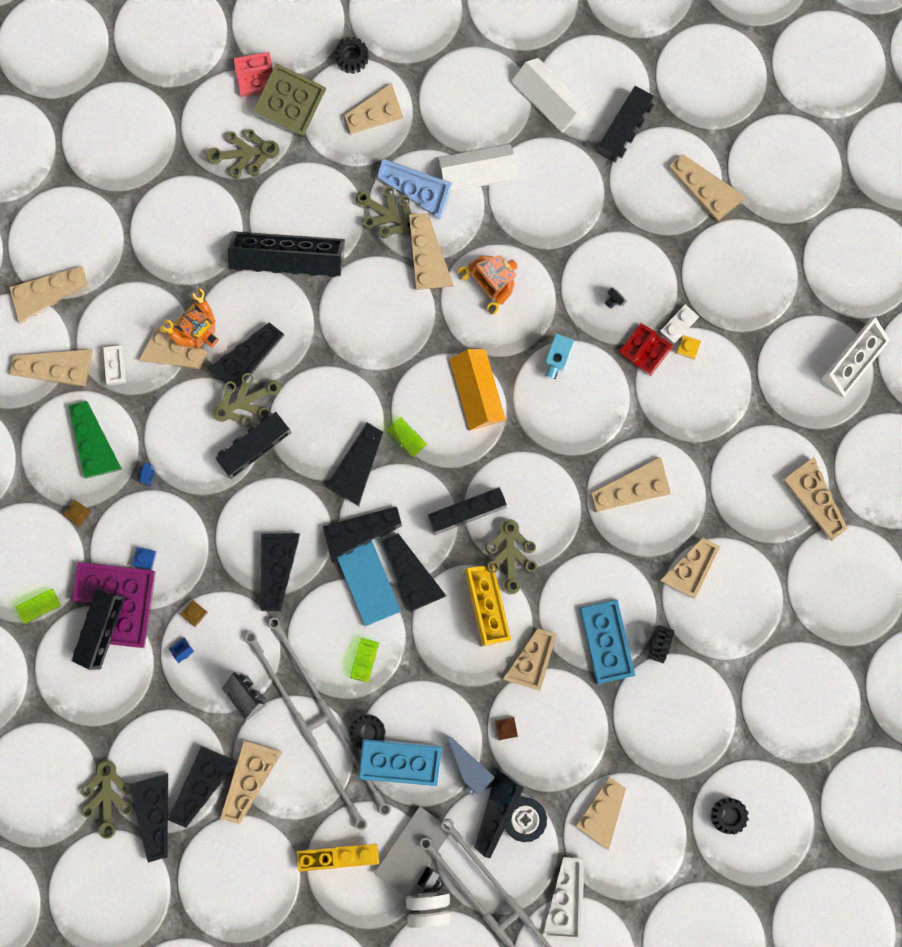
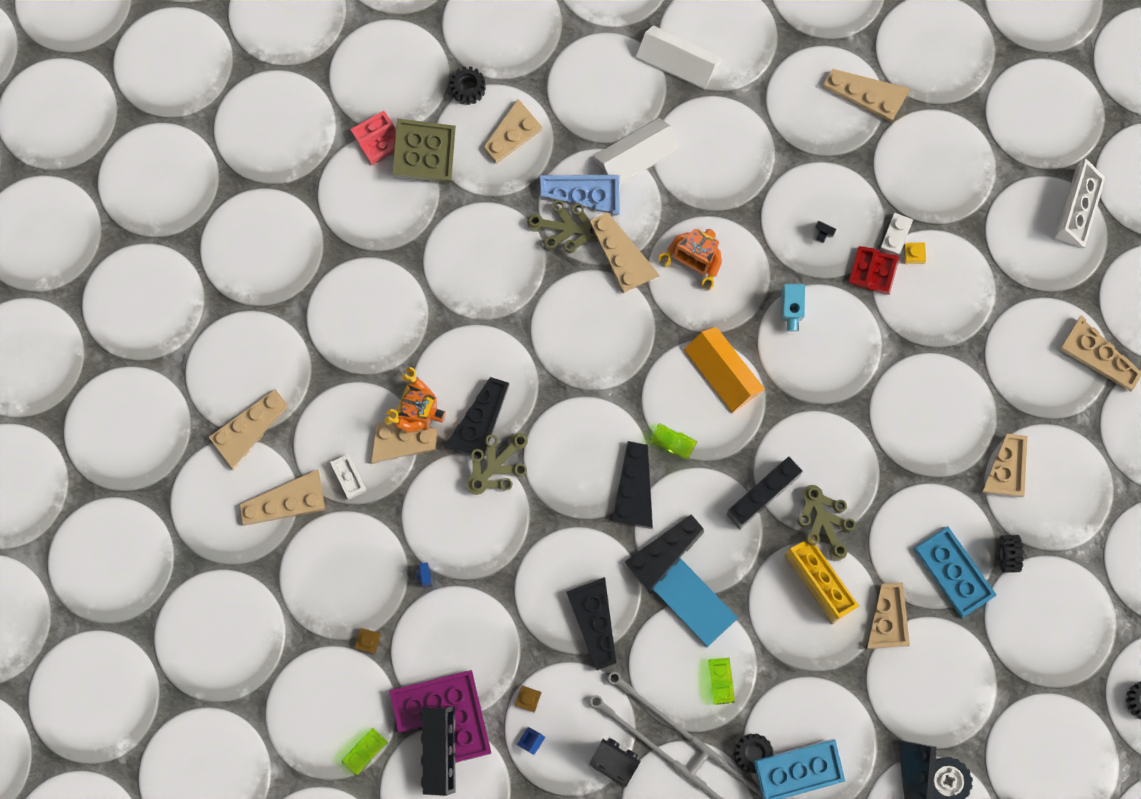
camera: 20 degrees left, 5 degrees down
(92, 444) = (356, 565): green wing -> none
(144, 558) = (455, 662): blue plate -> none
(245, 152) = (398, 217): olive plant -> none
(253, 445) = (522, 505): black brick -> none
(286, 254) = (480, 303): black slope -> none
(413, 578) = (734, 578): black wing -> none
(472, 771) = (874, 752): sand blue slope -> none
(506, 728) = (890, 697): reddish brown plate -> none
(603, 812) = (1021, 745): tan wing -> none
(625, 124) = (765, 59): black brick -> none
(635, 487) = (921, 407): tan wing -> none

